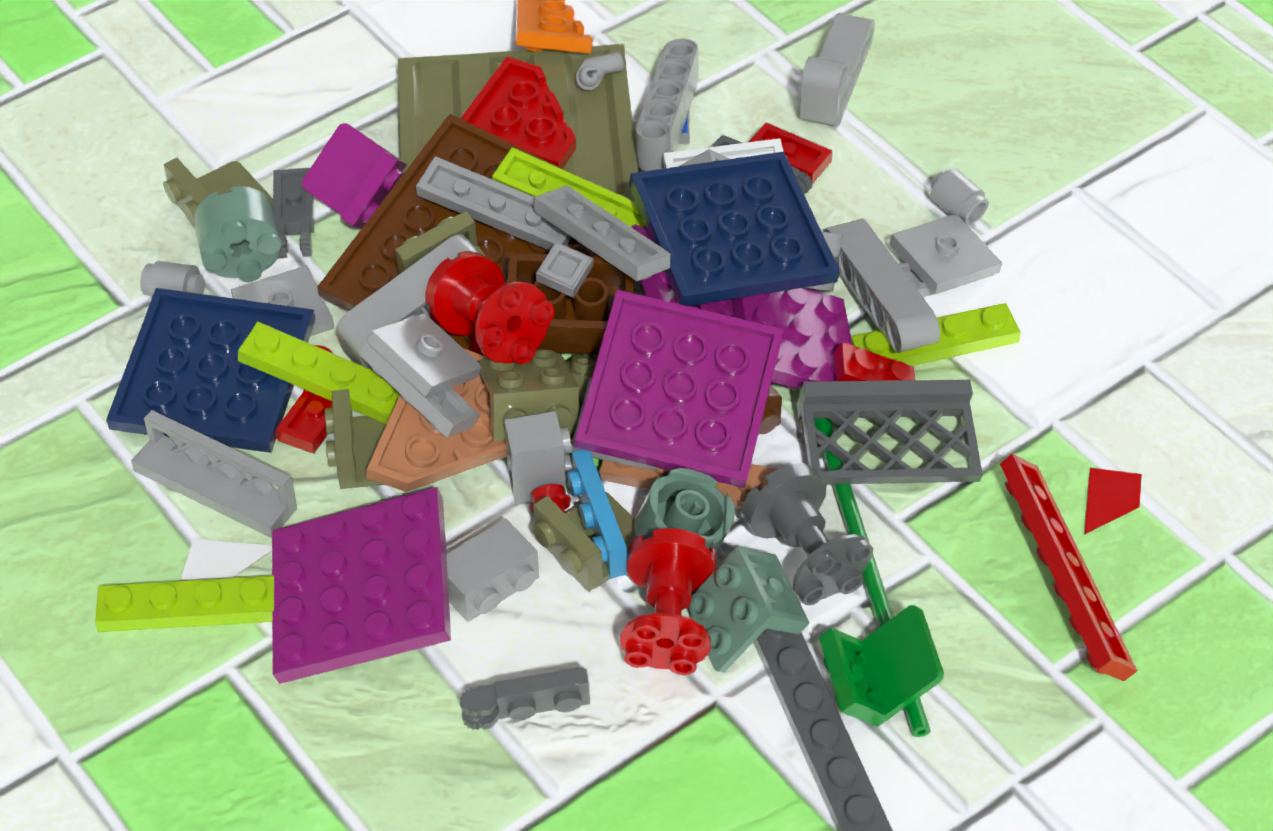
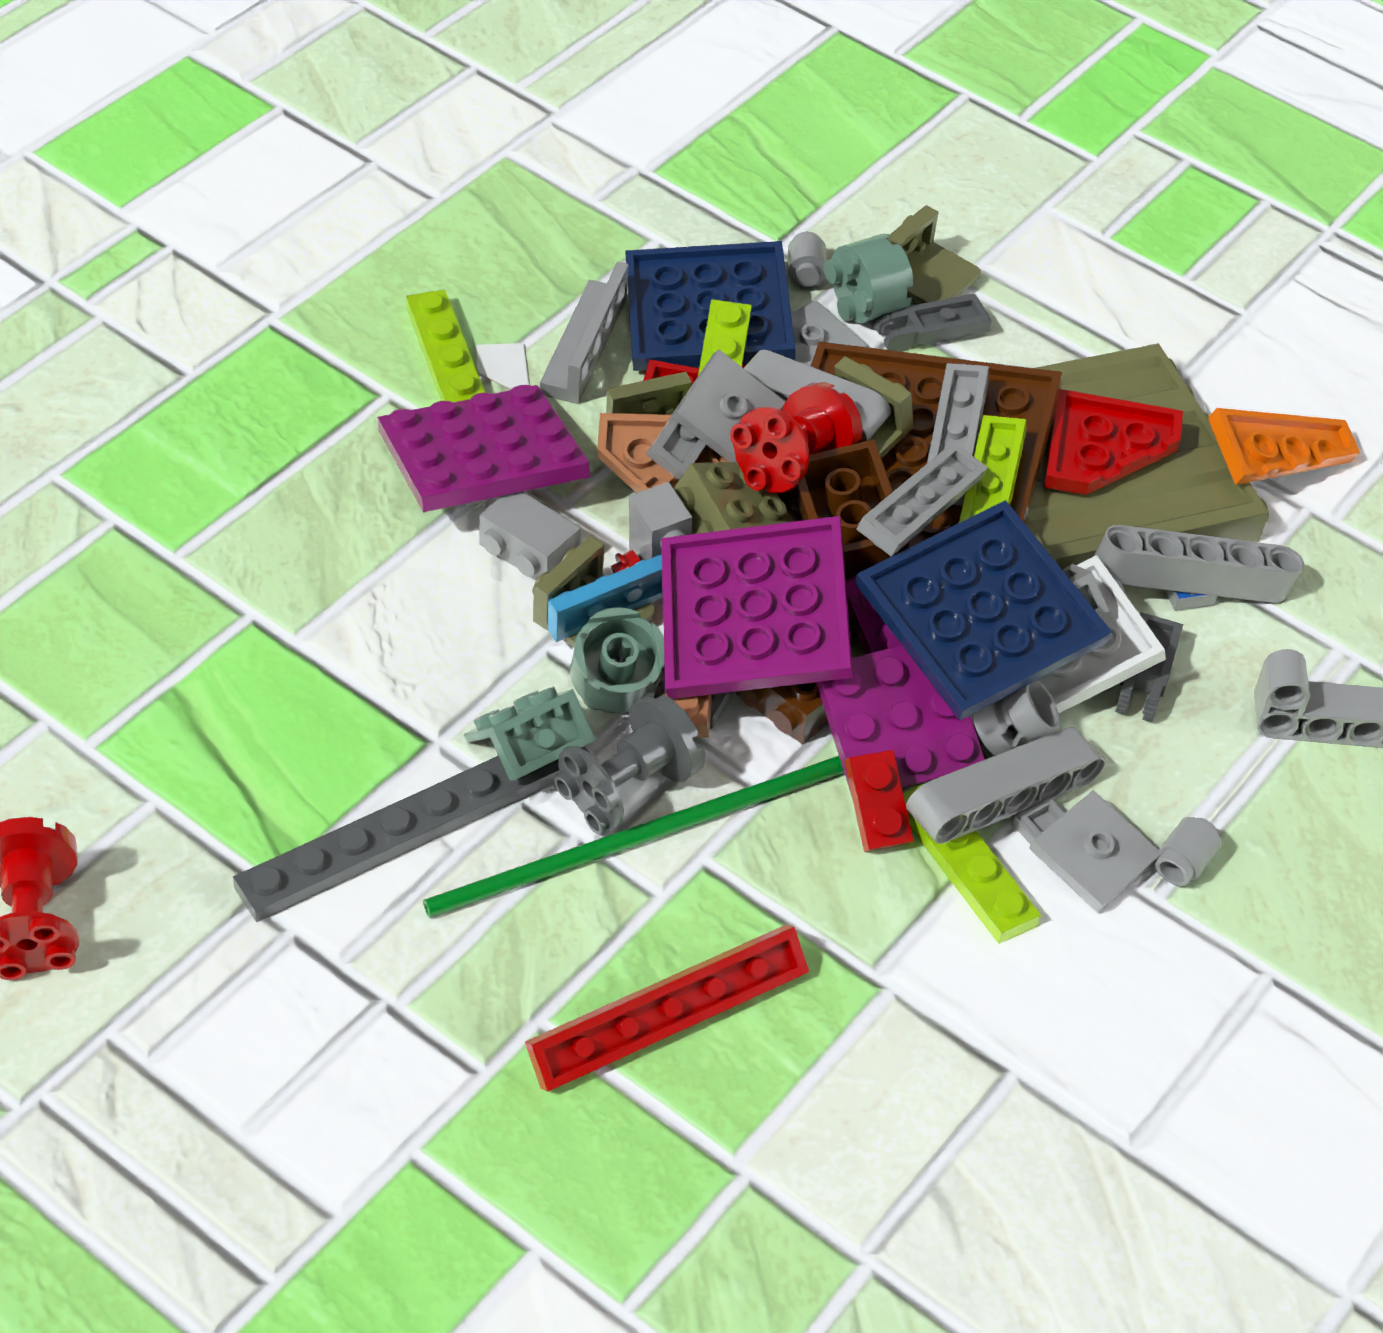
camera: 70 degrees right, 0 degrees up
(353, 175) = (981, 335): magenta bracket -> none
(525, 697) = (386, 586): dark grey hinge -> none
(564, 269) = (865, 482): light grey tile -> none
(595, 68) = (1208, 488): light grey arm -> none
(670, 571) = (530, 661): red piece -> none
(799, 151) = (1188, 690): red plate -> none
(878, 400) = (840, 816): dark grey fence -> none
(884, 669) = (476, 842): green bracket -> none
(1110, 496) = (797, 1053): red sticker -> none

